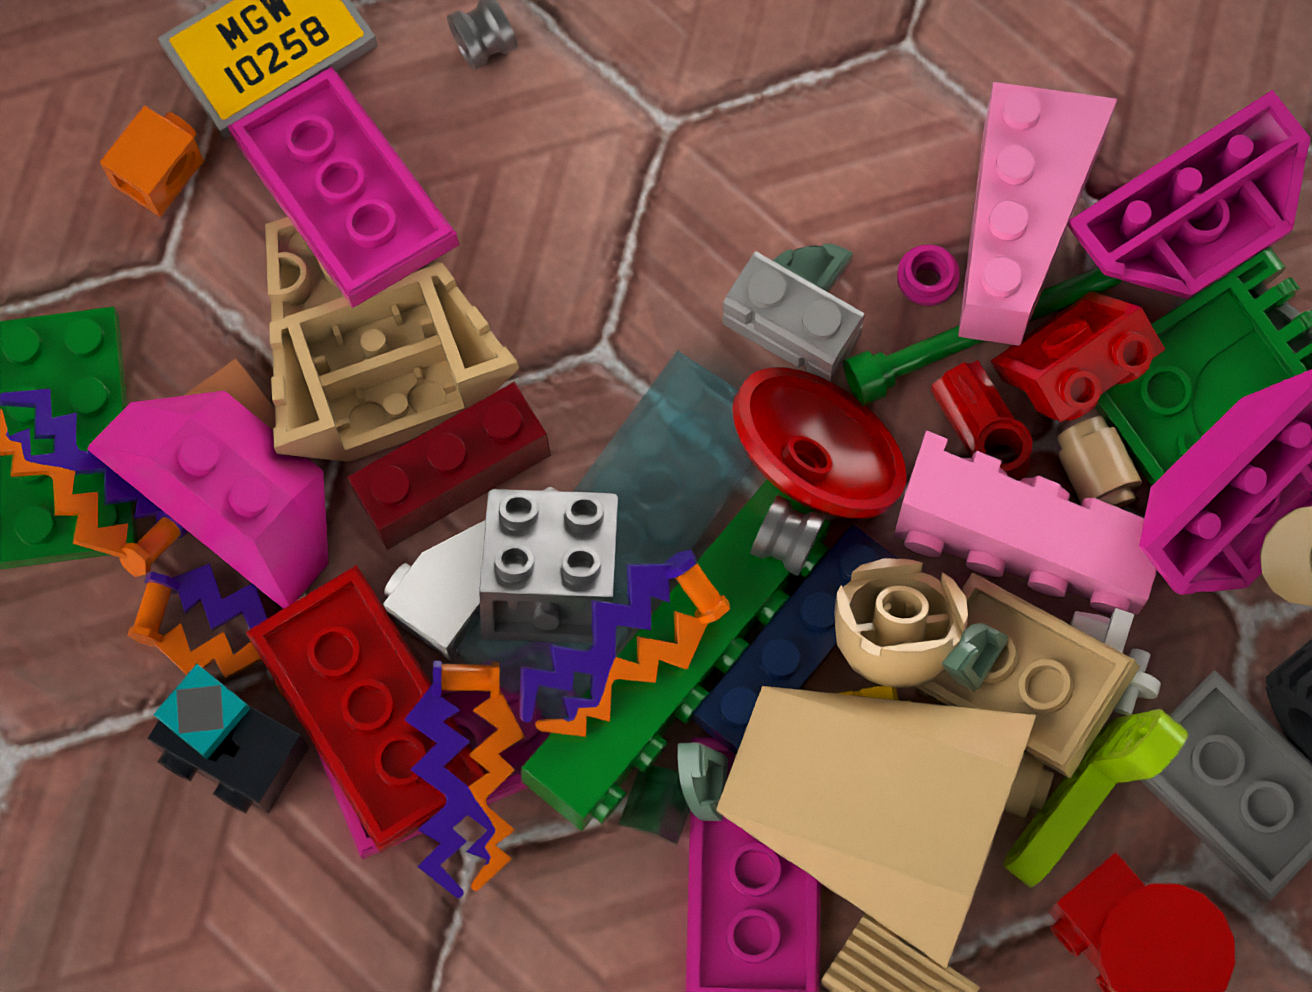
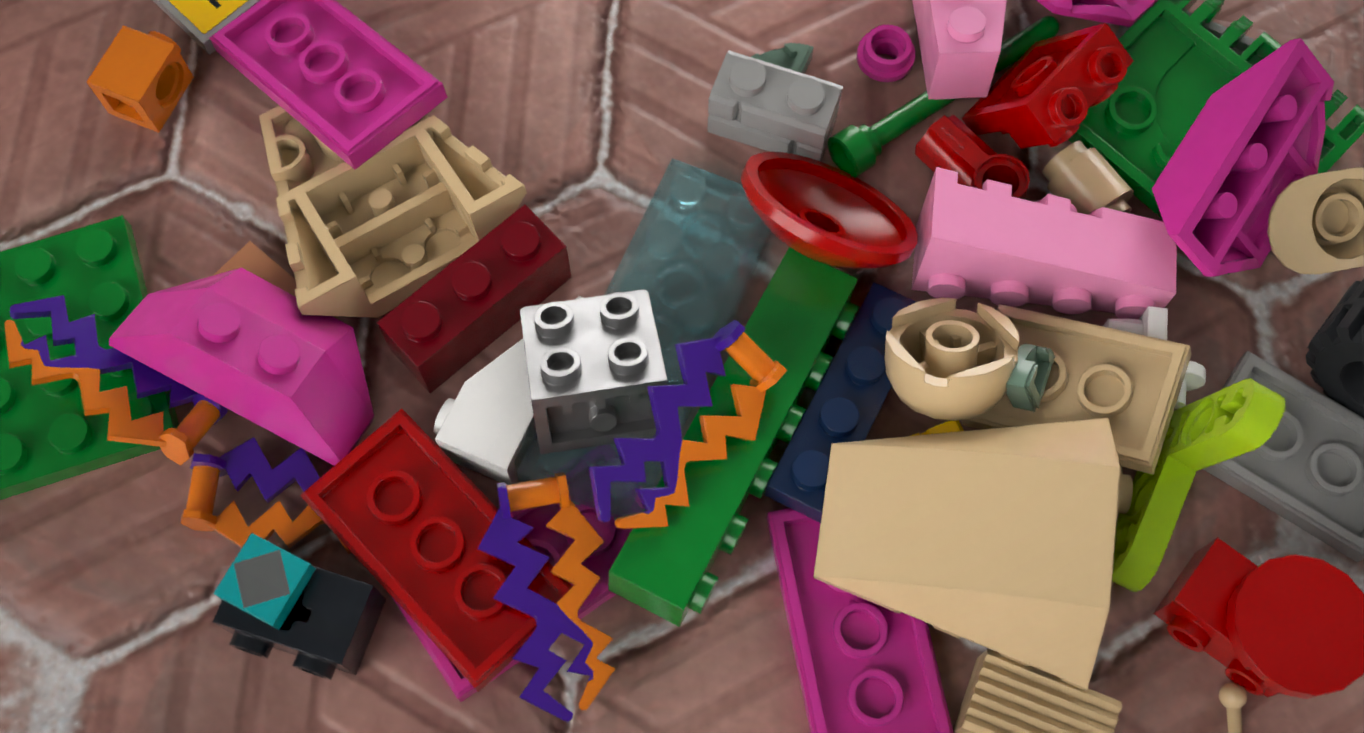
camera: 15 degrees left, 5 degrees down
(656, 805) = (751, 583): clear green slope -> none
(702, 779) = (792, 549): sand green tile -> none
(787, 535) = (824, 292): flat silver wheel -> none

